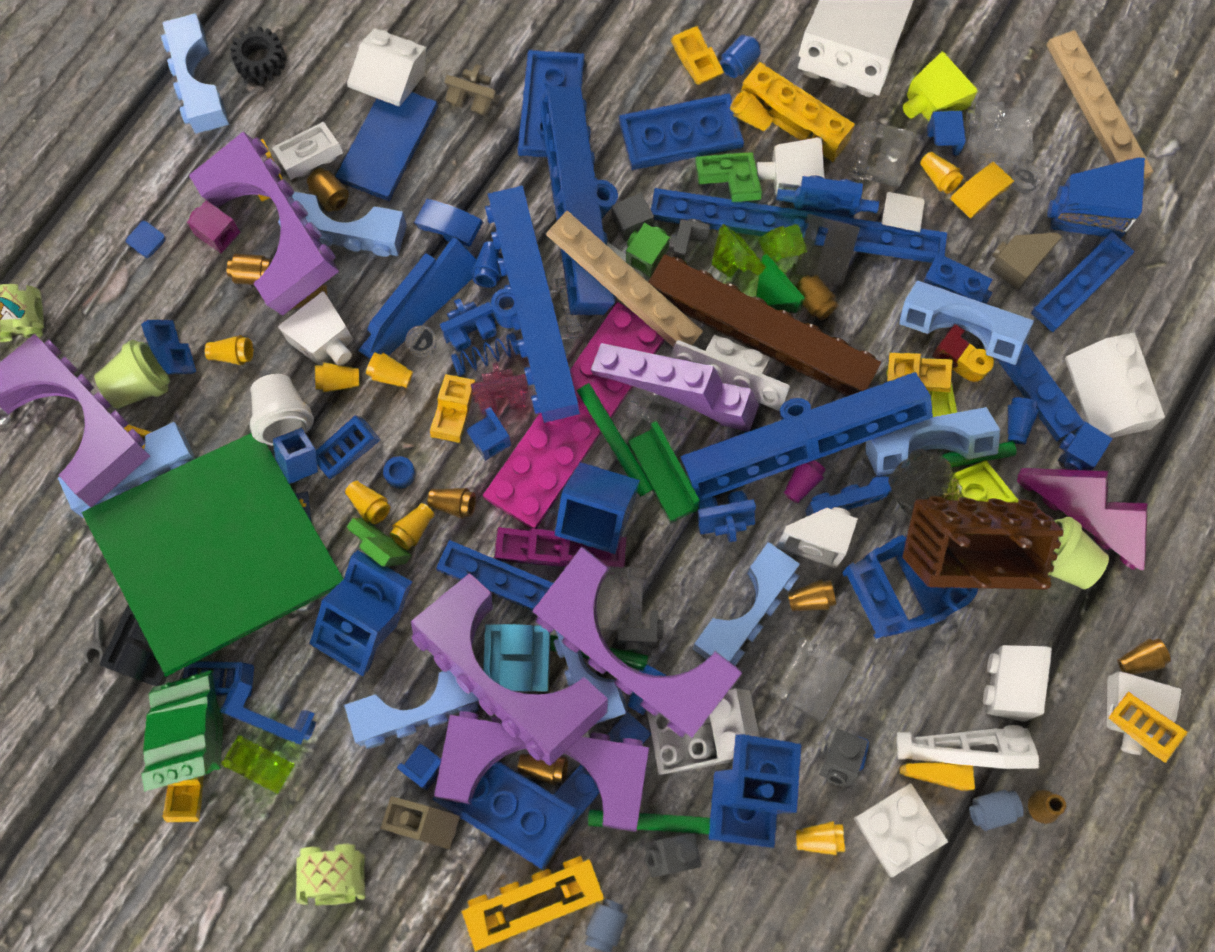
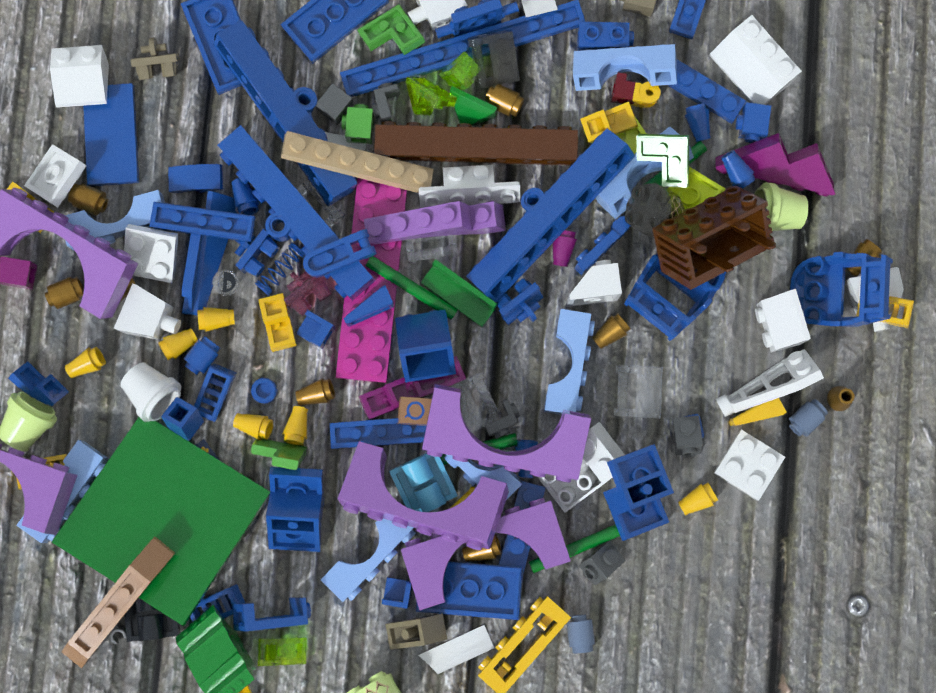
camera: 25 degrees left, 10 degrees up
(161, 586) = (117, 602): none -> slope
(353, 401) = (201, 355): none -> blue brick
(362, 271) = (153, 251): none -> white plate
(430, 264) = (202, 221): none -> blue tile
(456, 870) = (458, 650): none -> white sticker
(544, 568) = (413, 411): none -> medium nougat brick
(553, 360) = (338, 254): none -> blue plate
(563, 436) = (372, 306): none -> blue slope
(976, 429) = (671, 151): none -> tile
(1043, 486) = (737, 170): none -> blue cone
(1082, 666) = (822, 283): none -> blue slope

